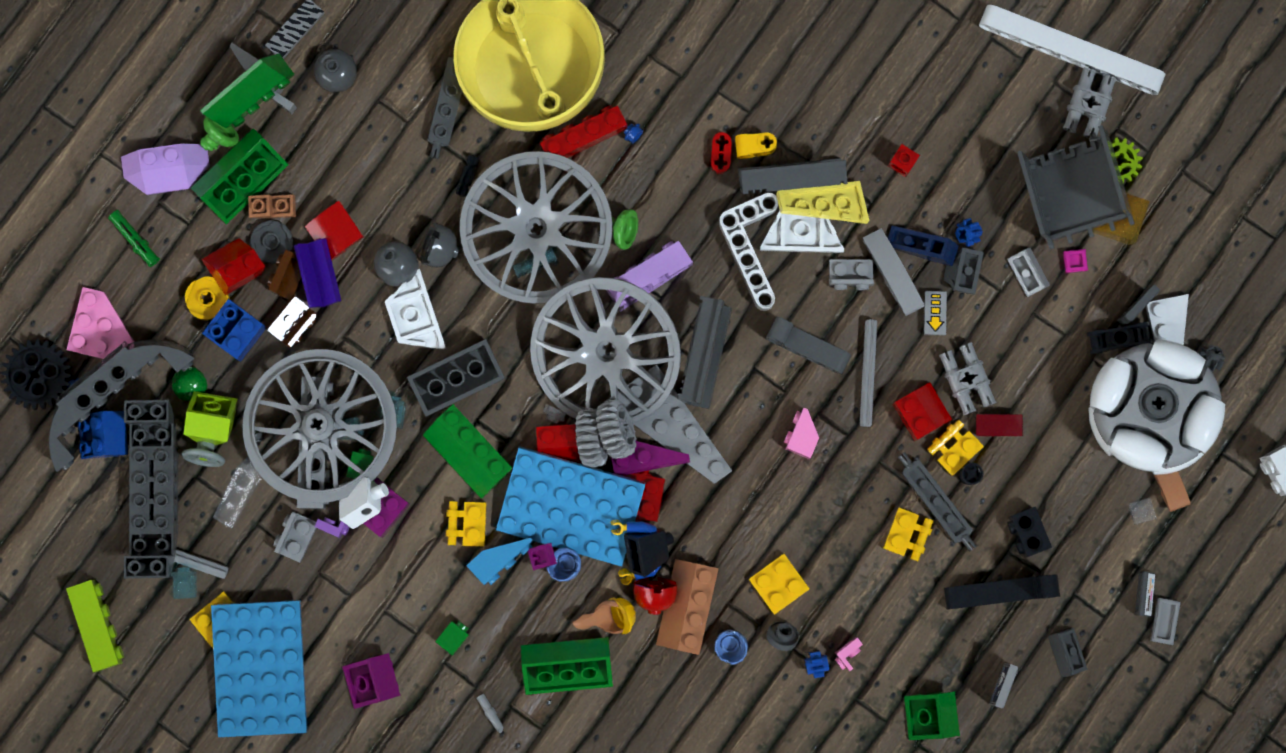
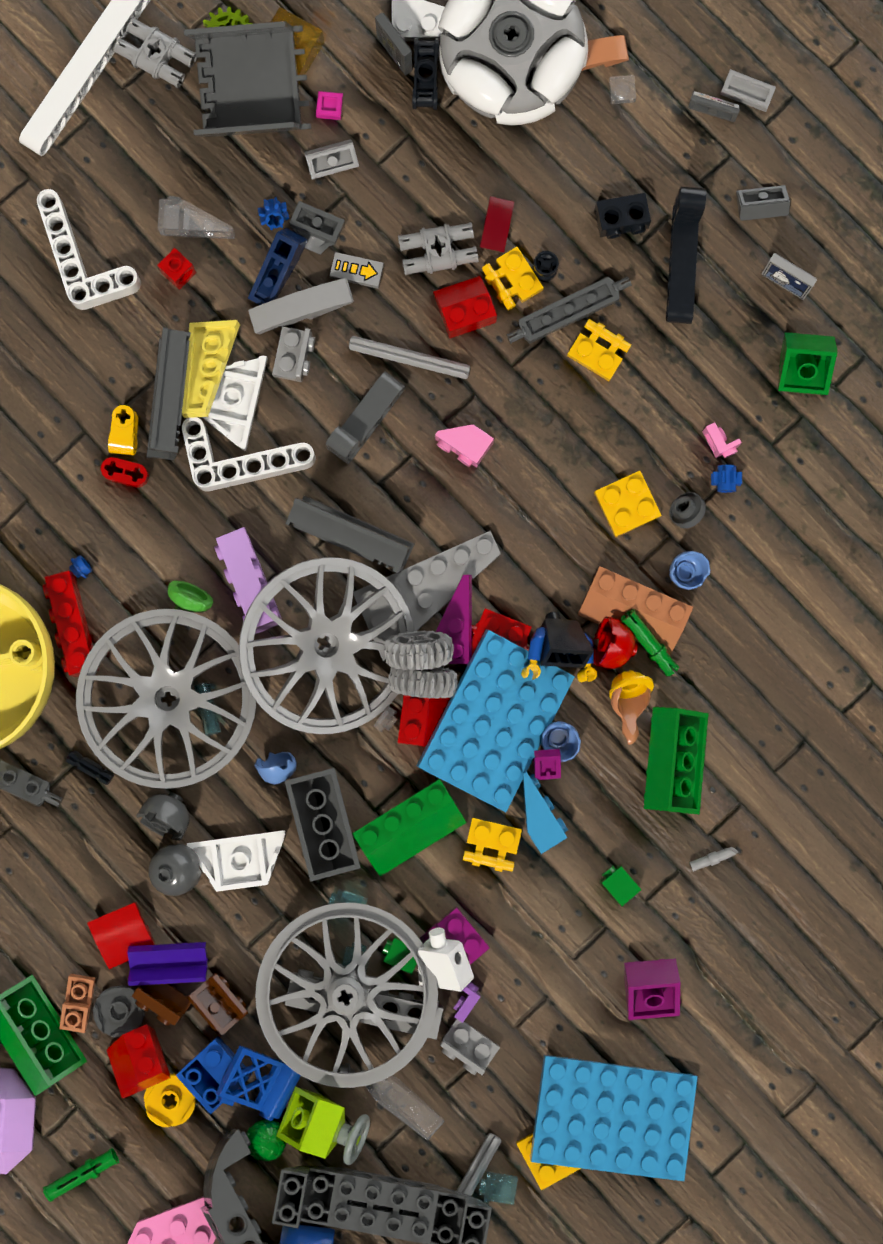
camera: 75 degrees left, 0 degrees up
(233, 382) = (274, 1087): none -> blue piece
(496, 330) = (277, 767): none -> medium blue hair
(656, 631) = (656, 651): none -> green pin
(895, 72) = (73, 260): none -> white beam
(948, 157) = (183, 219): none -> clear slope

